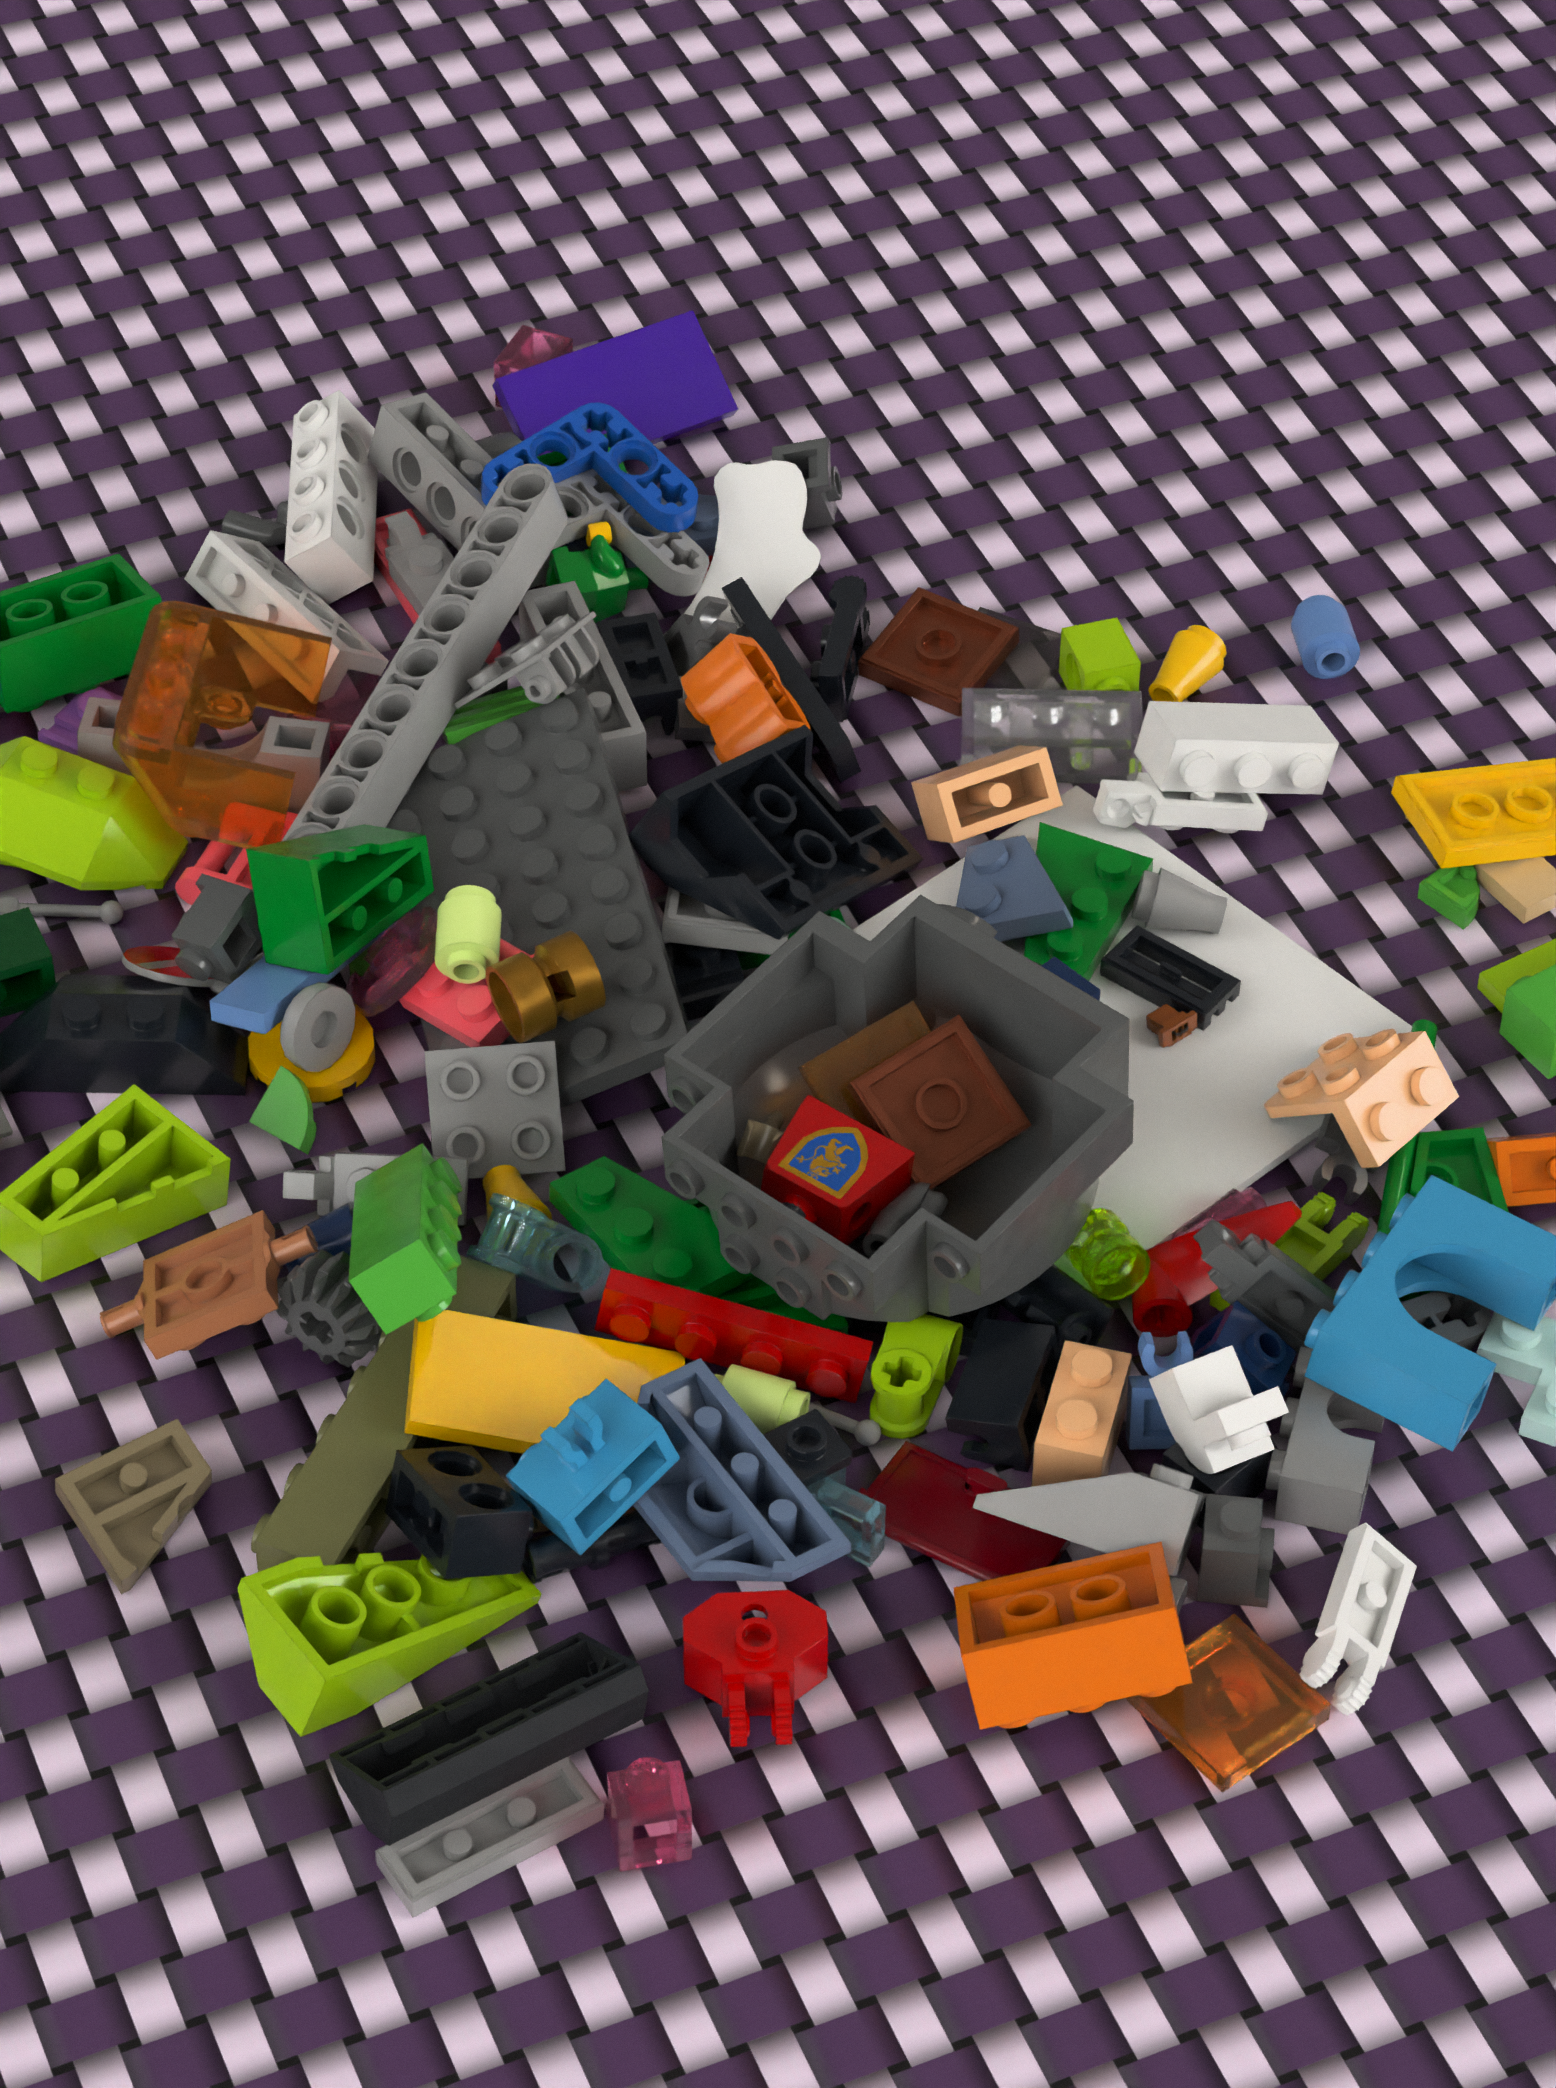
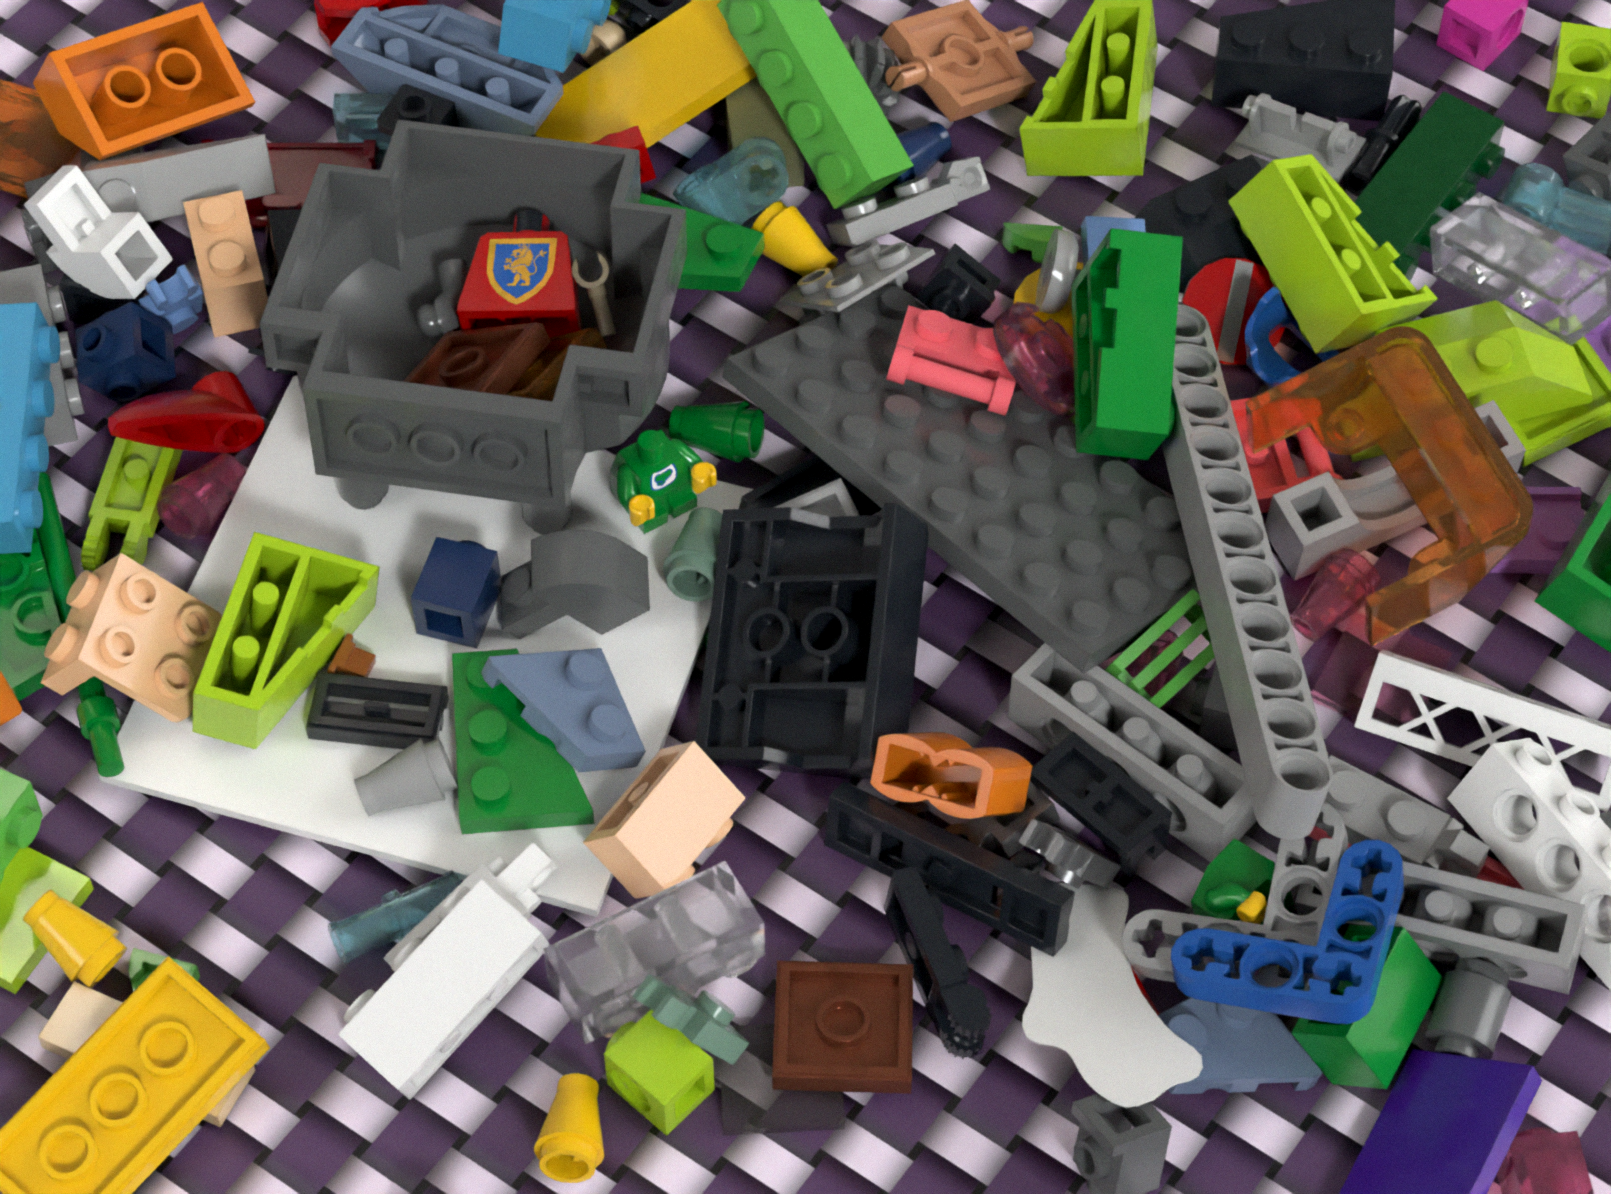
camera: 150 degrees right, 10 degrees up
(88, 904) = (1322, 257): none -> lime wedge
(161, 890) = (1261, 356): none -> blue helmet
(218, 931) = (1205, 290): dark grey brick -> none
(402, 1094) = (959, 287): none -> black bracket
(467, 933) = (973, 339): yellowish green brick -> none
(543, 664) = (1166, 659): light grey hinge -> none
(551, 984) = (867, 315): pearl gold wheel -> none
(1058, 655) = (700, 1019): none -> sand green plate
(1108, 1256) = (274, 386): clear neon green wheel -> none
(1237, 1029) = (277, 635): none -> lime wedge
(1238, 845) = (390, 918): none -> clear light blue pin
(1264, 1281) = (111, 385): dark grey hinge -> none
(1510, 919) = (75, 939): none -> yellow cone

